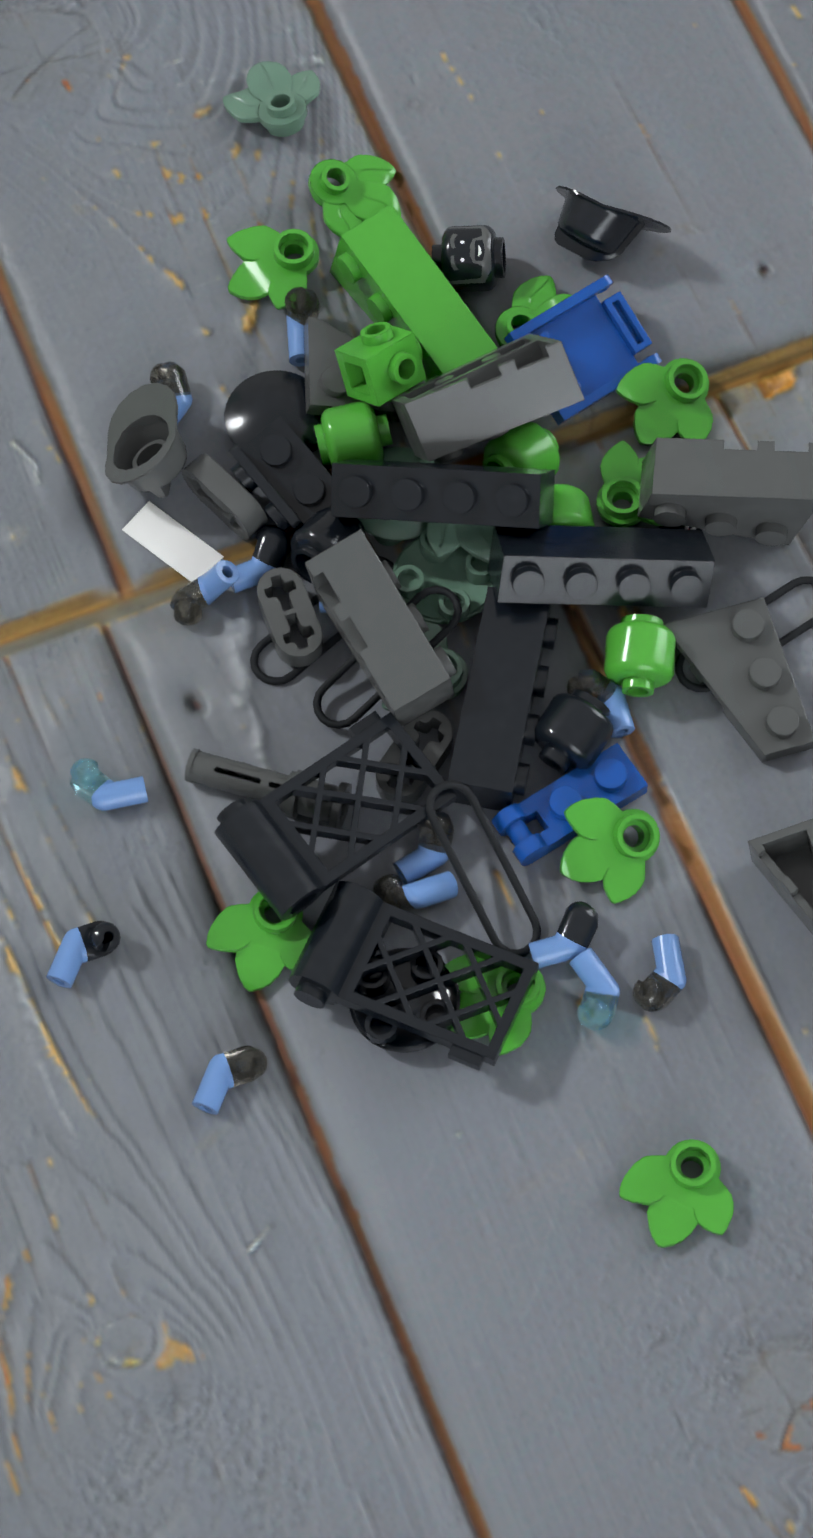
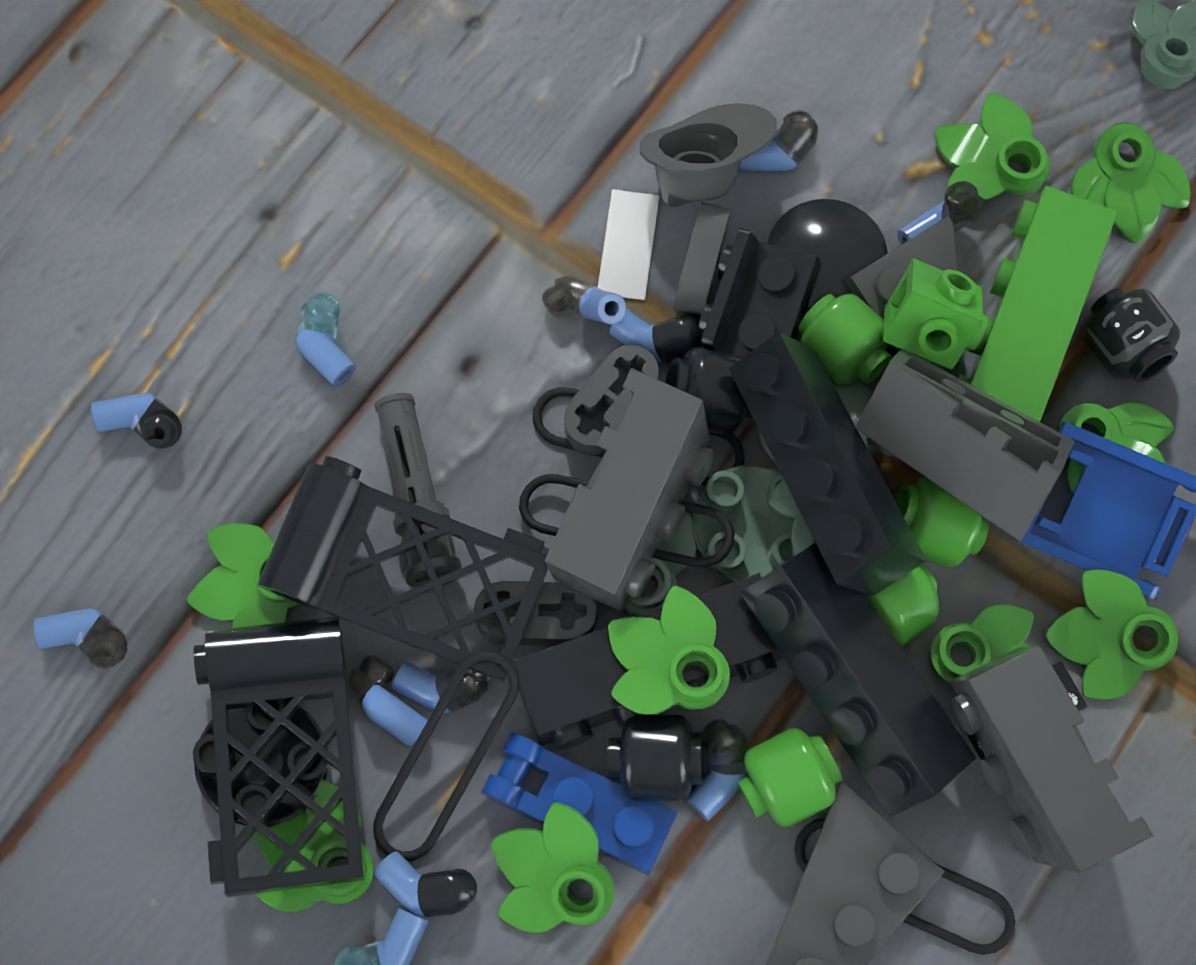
camera: 55 degrees right, 5 degrees up
(505, 677) = (662, 650): none -> bright green plate

